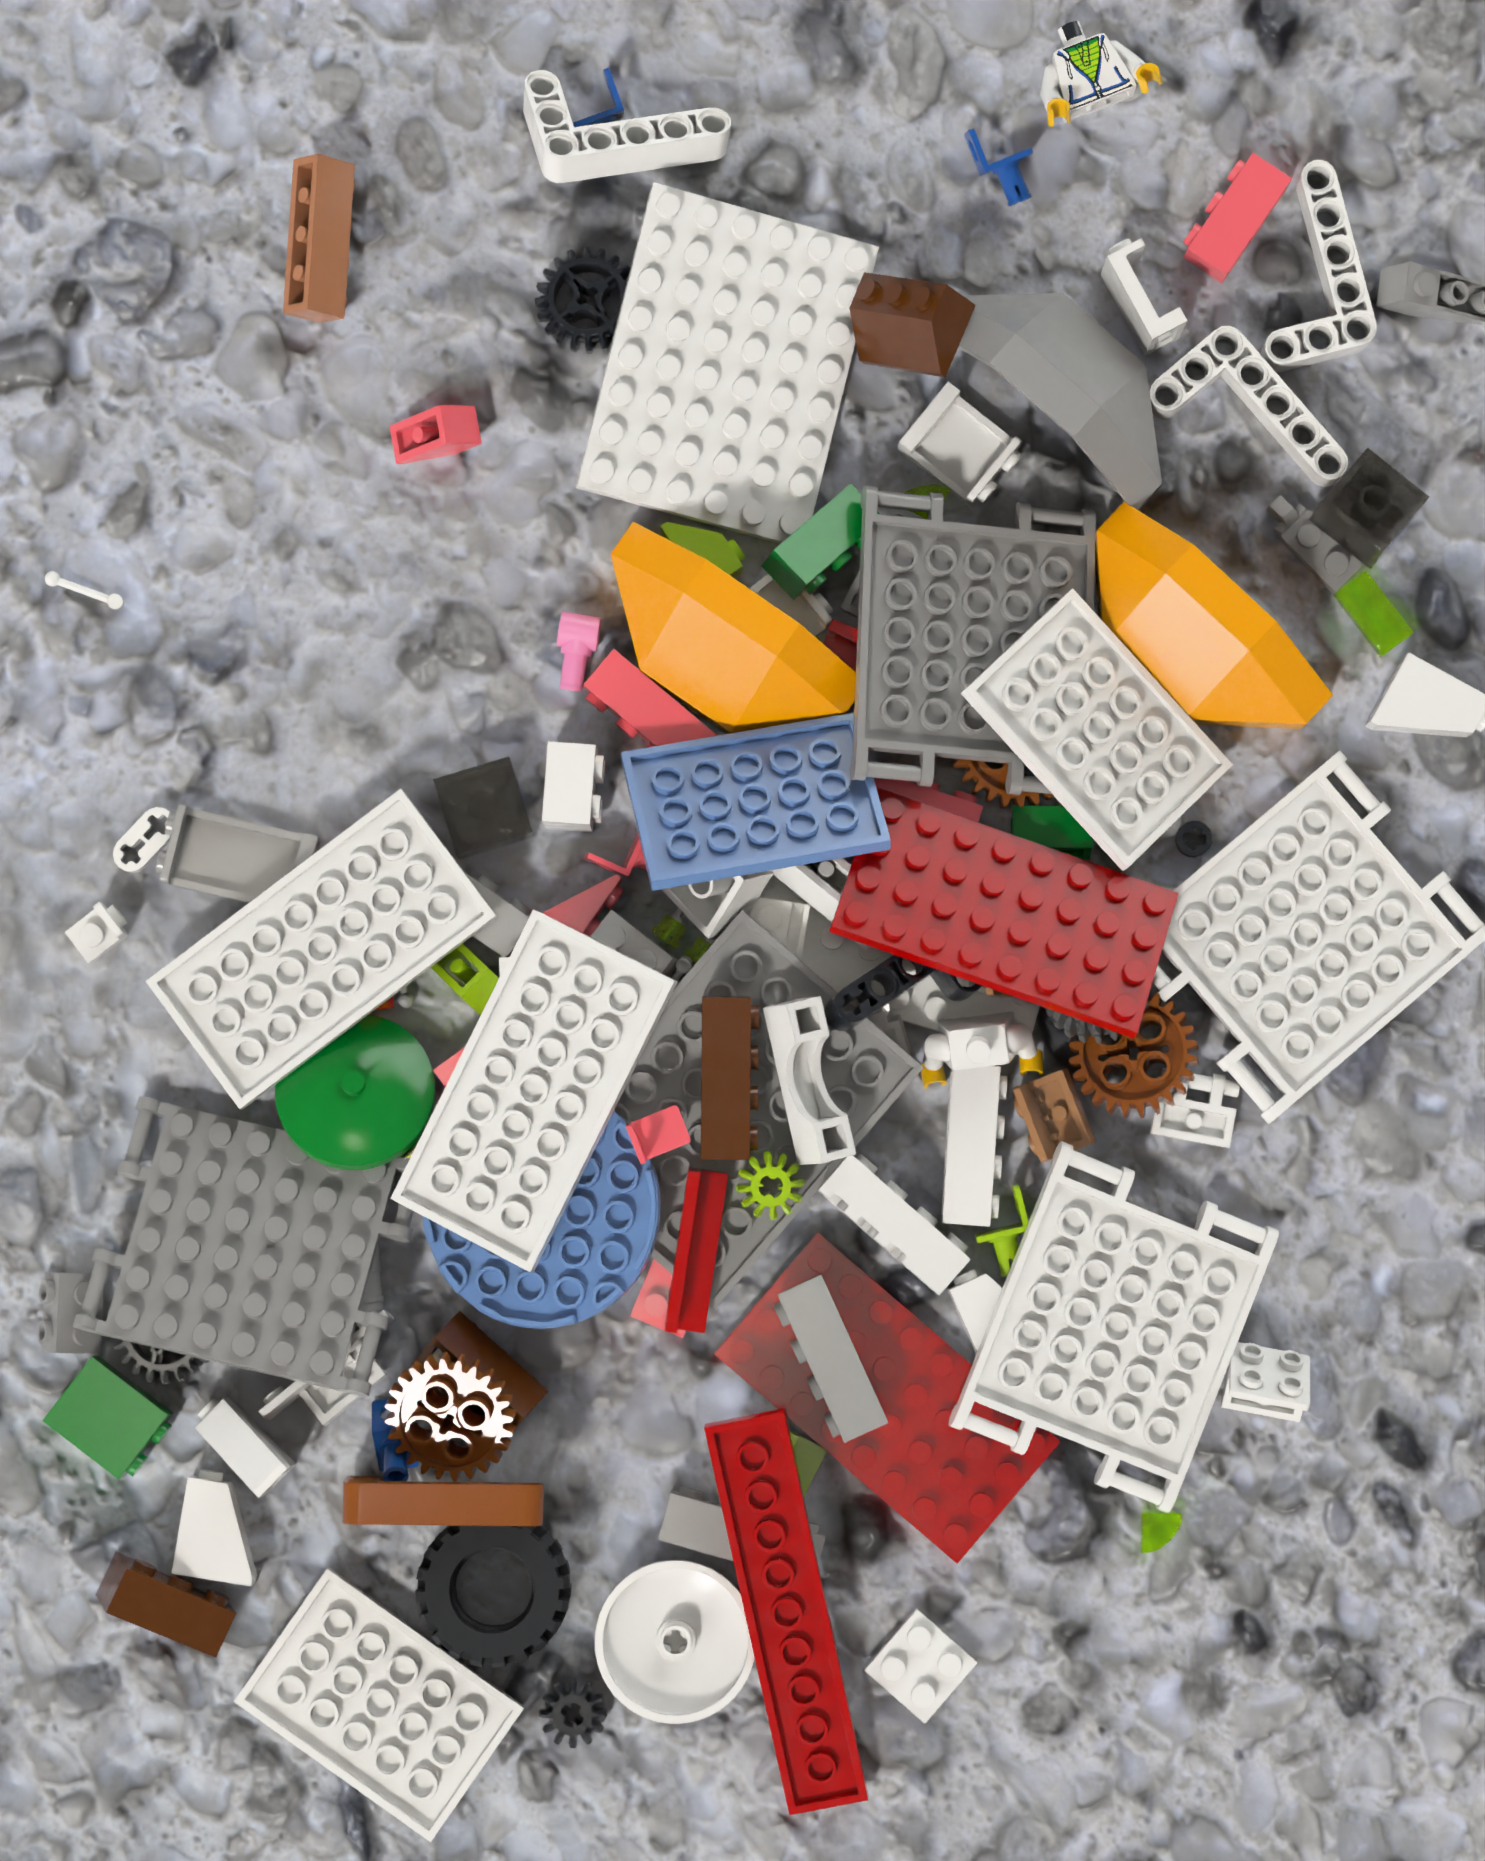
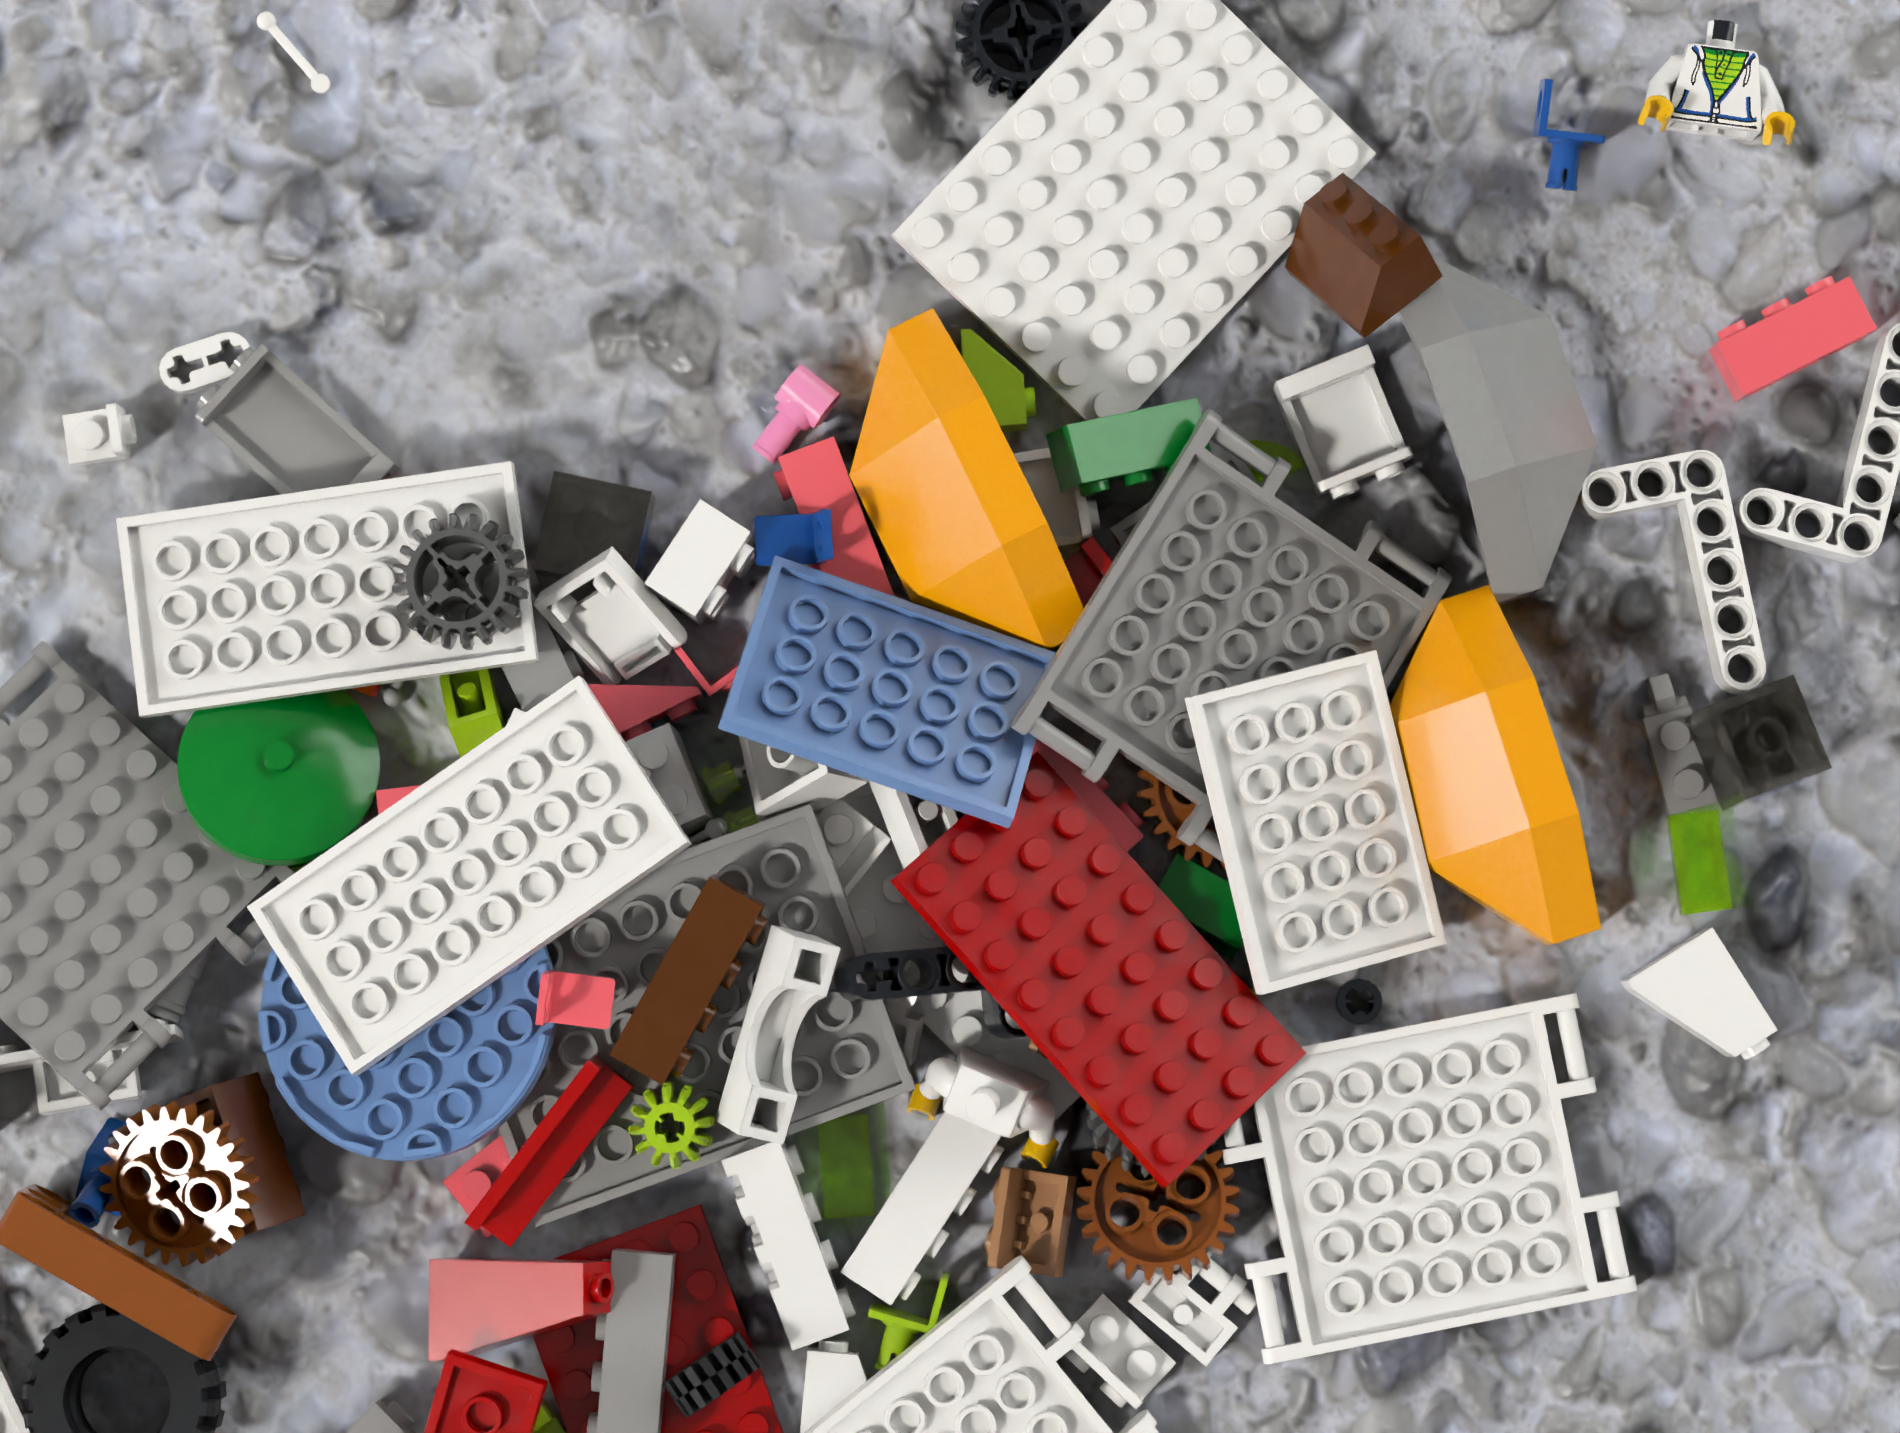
camera: 30 degrees right, 0 degrees up
(418, 872) = (474, 567): none -> dark grey gear
(435, 433) = (772, 92): coral slope -> none
(534, 862) = (615, 622): none -> white container
(627, 733) = (793, 537): none -> blue bracket
(720, 1373) = (500, 1301): none -> slope
(894, 1341) = (712, 1374): none -> black tyre
(904, 1150) = (846, 1167): none -> clear neon green tile
(1146, 326) = (1622, 409): white panel -> none
(1165, 1173) = (1119, 1353): none -> white bracket

